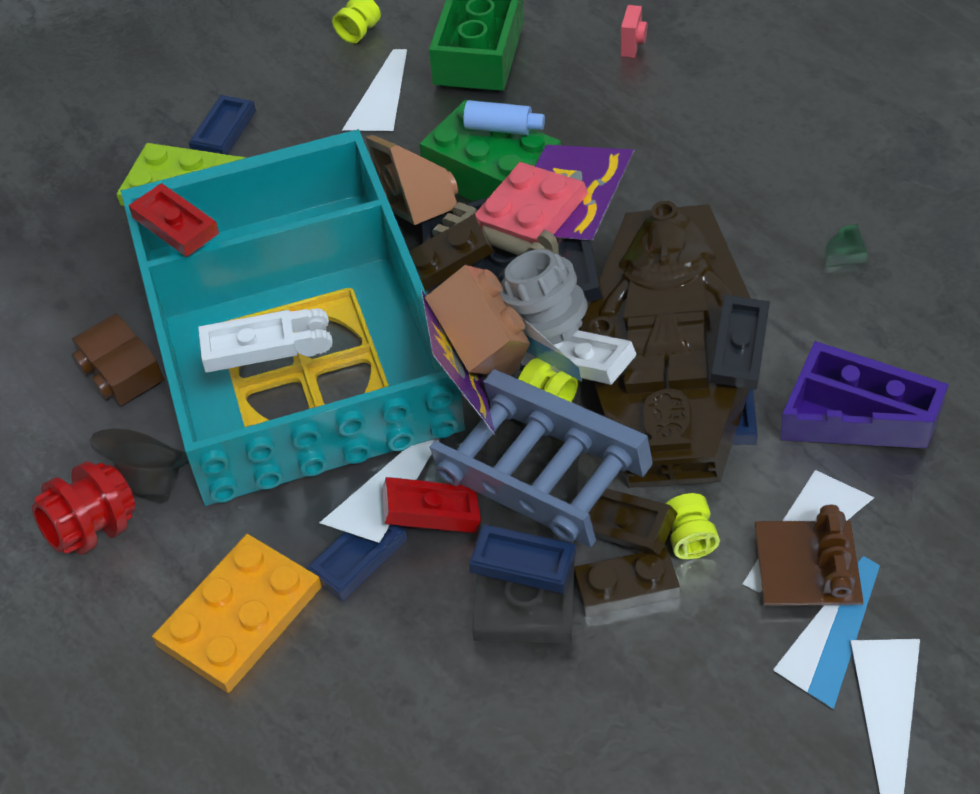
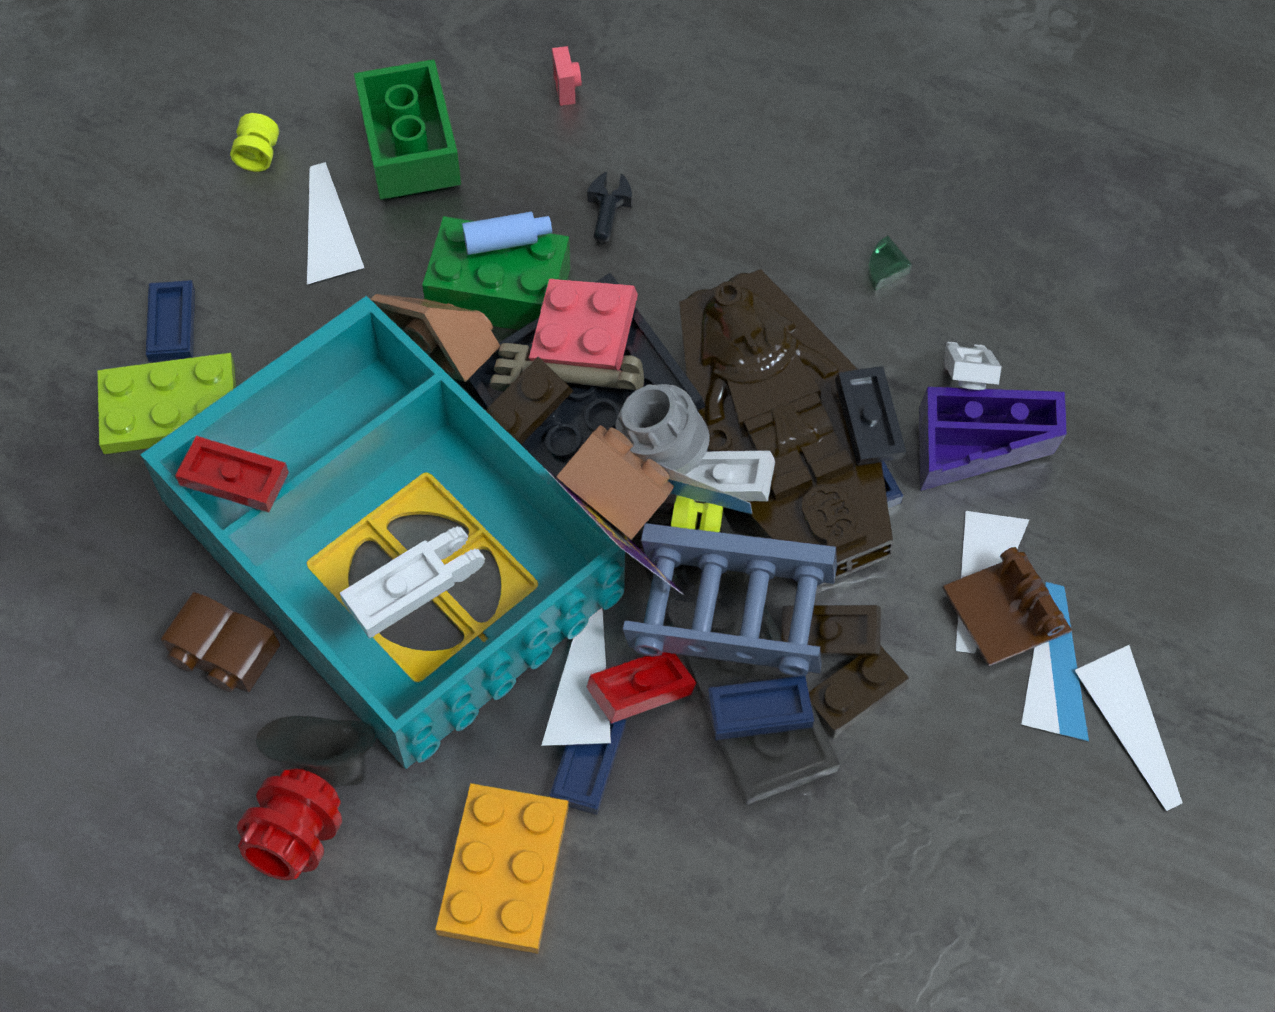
camera: 30 degrees left, 10 degrees up
(601, 173) = (627, 261): dark purple sticker -> none
(620, 131) = (608, 203): none -> black bar
(691, 531) = (897, 617): neon yellow wheel -> none
(868, 339) = (971, 366): none -> white hinge

